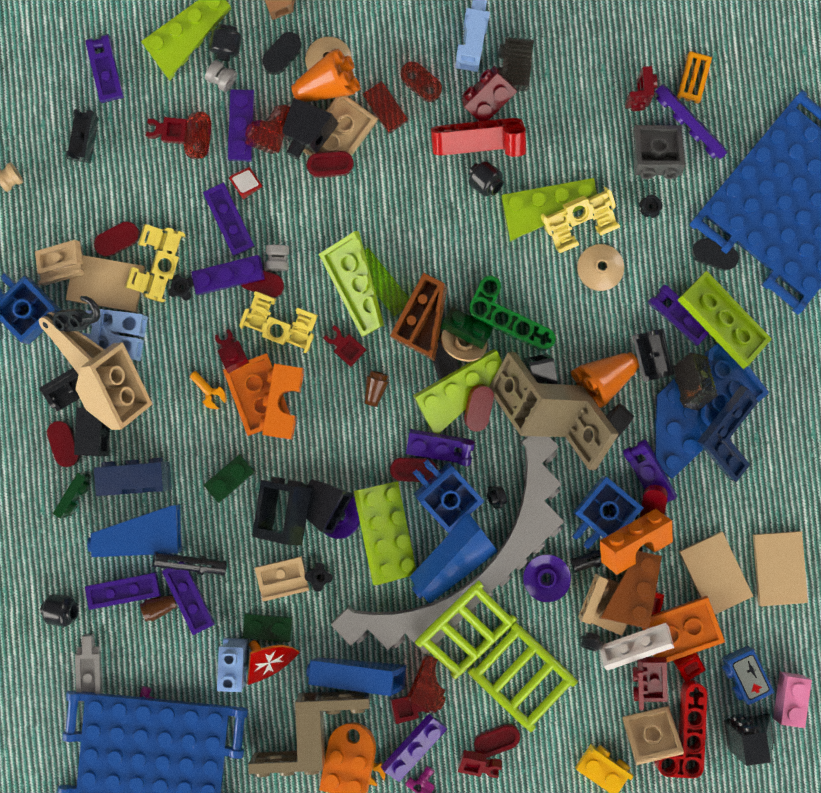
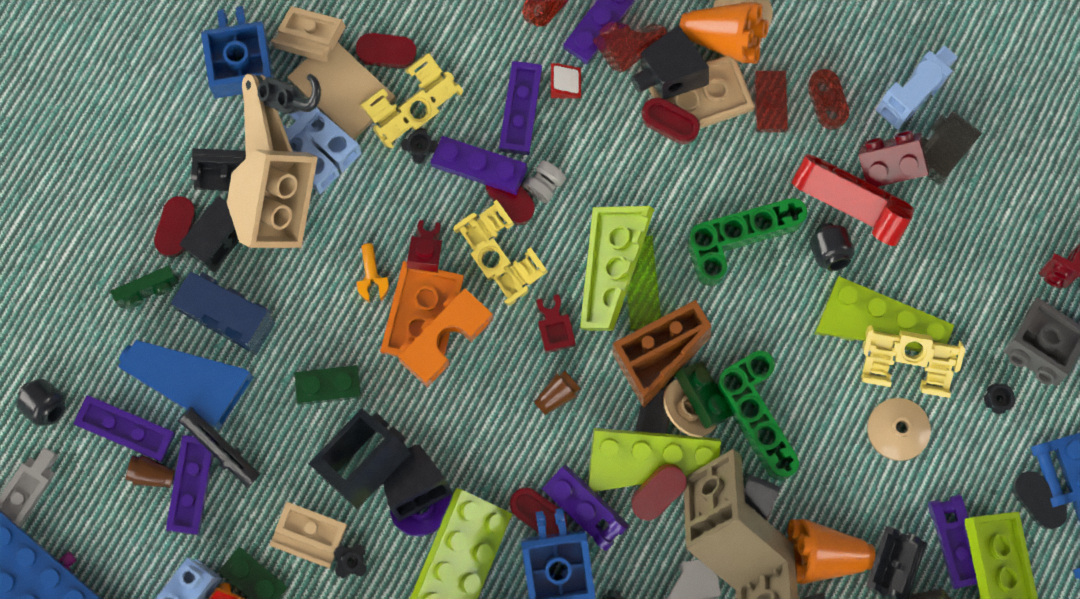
camera: 30 degrees right, 10 degrees down
(427, 204) = (748, 231): none -> green beam

